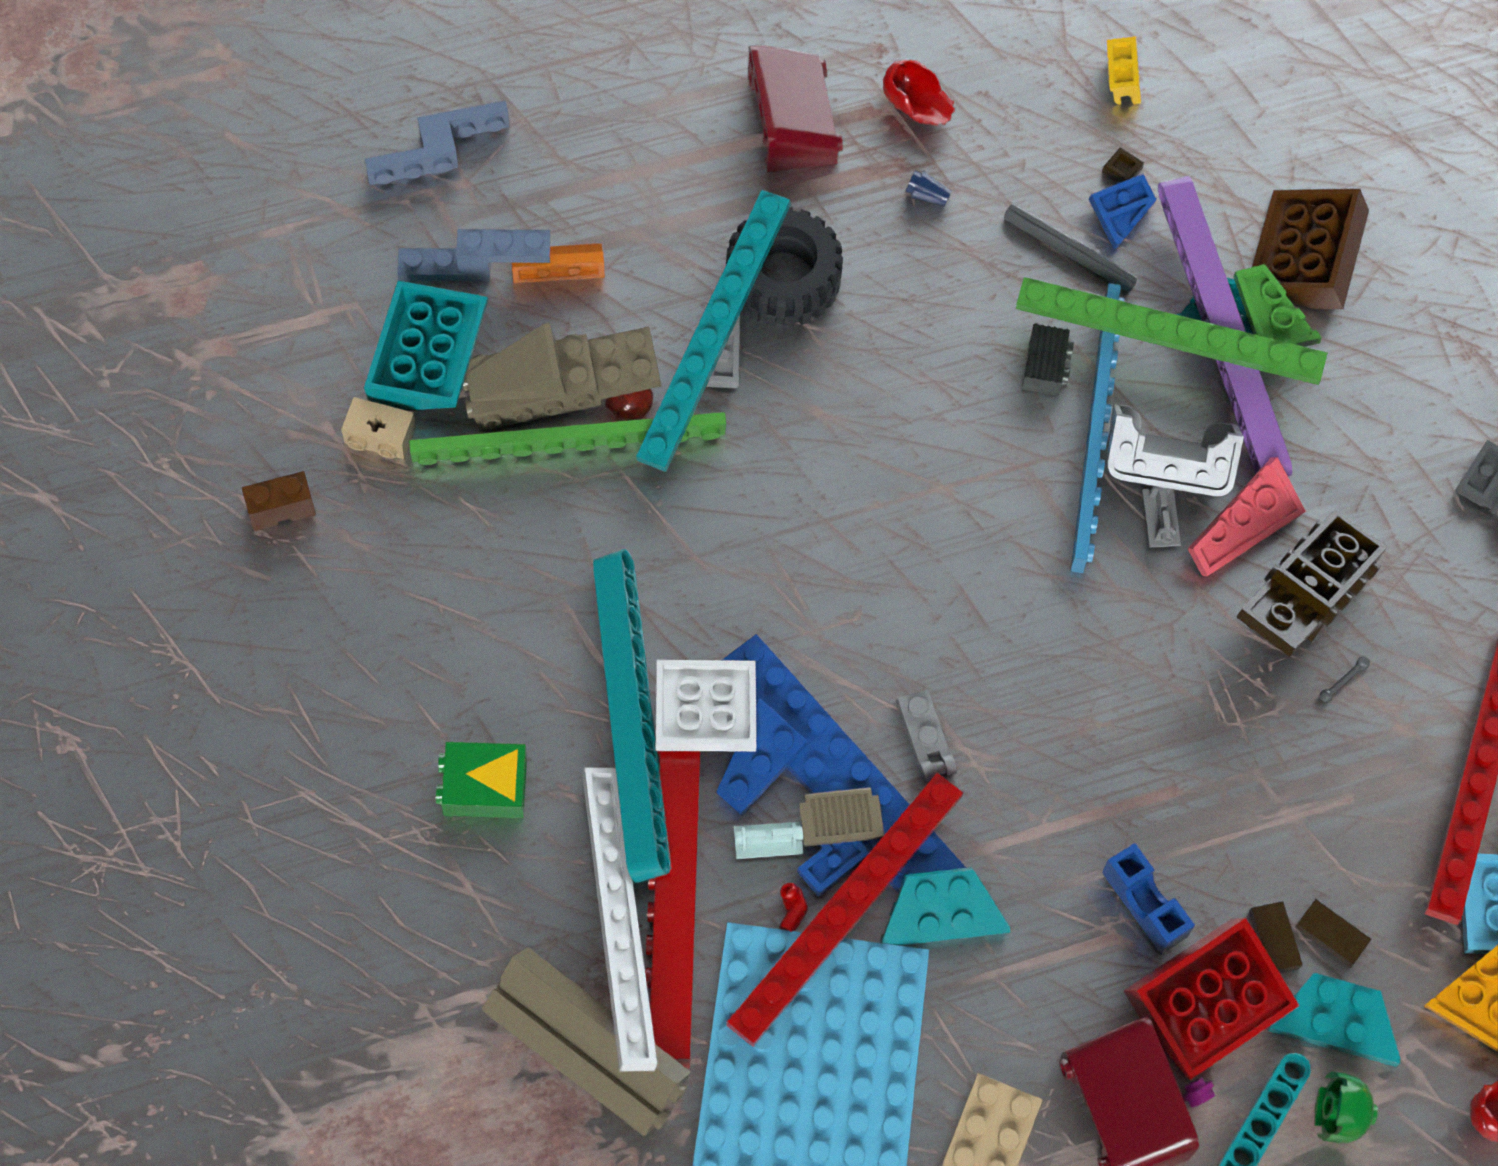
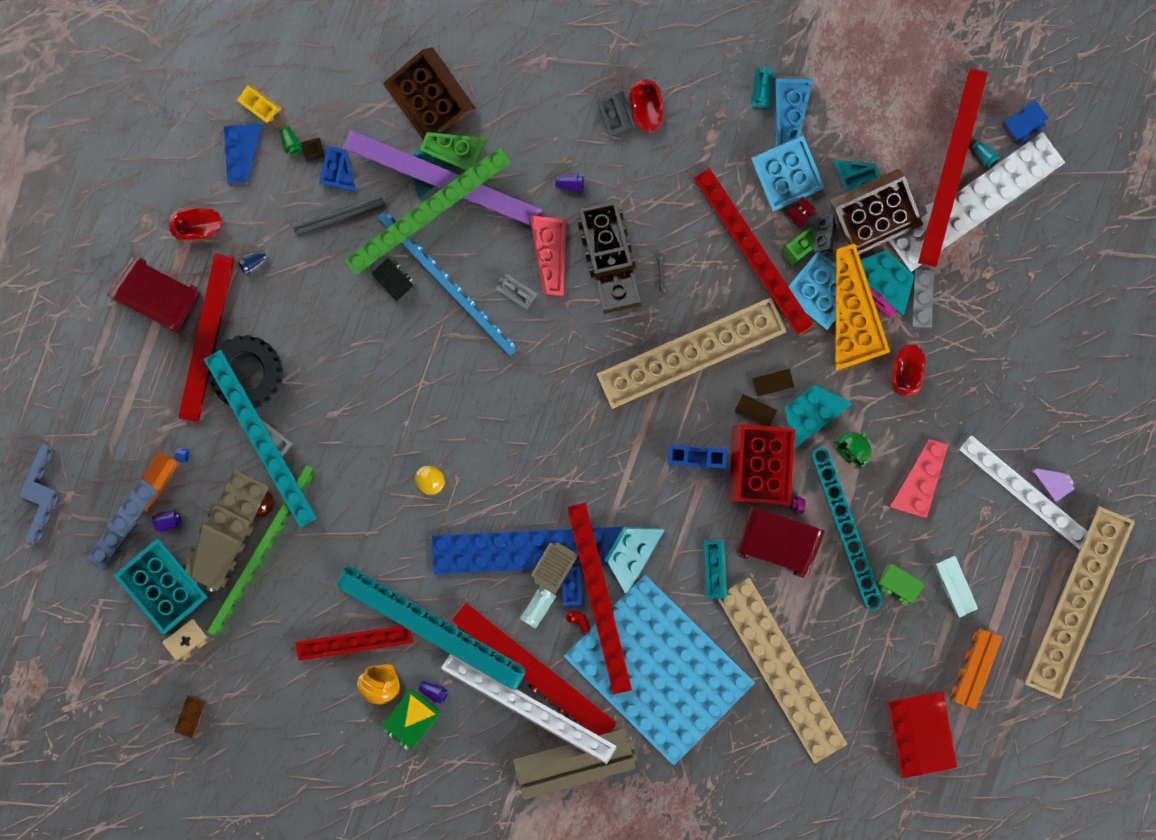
camera: 55 degrees left, 20 degrees up
(500, 702) = (379, 684): none -> light orange helmet
(518, 305) = (166, 520): none -> dark purple brick
(533, 635) = (353, 642): none -> red plate
(545, 787) = (434, 692): none -> dark purple cone
(618, 271) = (182, 455): none -> blue hinge
(705, 705) = (455, 591): white plate -> none
(753, 772) = (496, 581): blue wing -> none
(807, 192) = (206, 337): none -> red beam
(827, 581) = (429, 480): none -> yellow hair
(925, 734) = (541, 493): light grey plate -> none
(1015, 1042) = (715, 569): none -> teal plate
(1048, 89) = (240, 150): none -> blue wing
(1109, 135) = (290, 142): none -> green cone
(1170, 462) = (492, 265): windscreen -> none
(1279, 794) = (691, 353): none -> tan plate
(1357, 485) = (570, 182): none -> dark purple cone

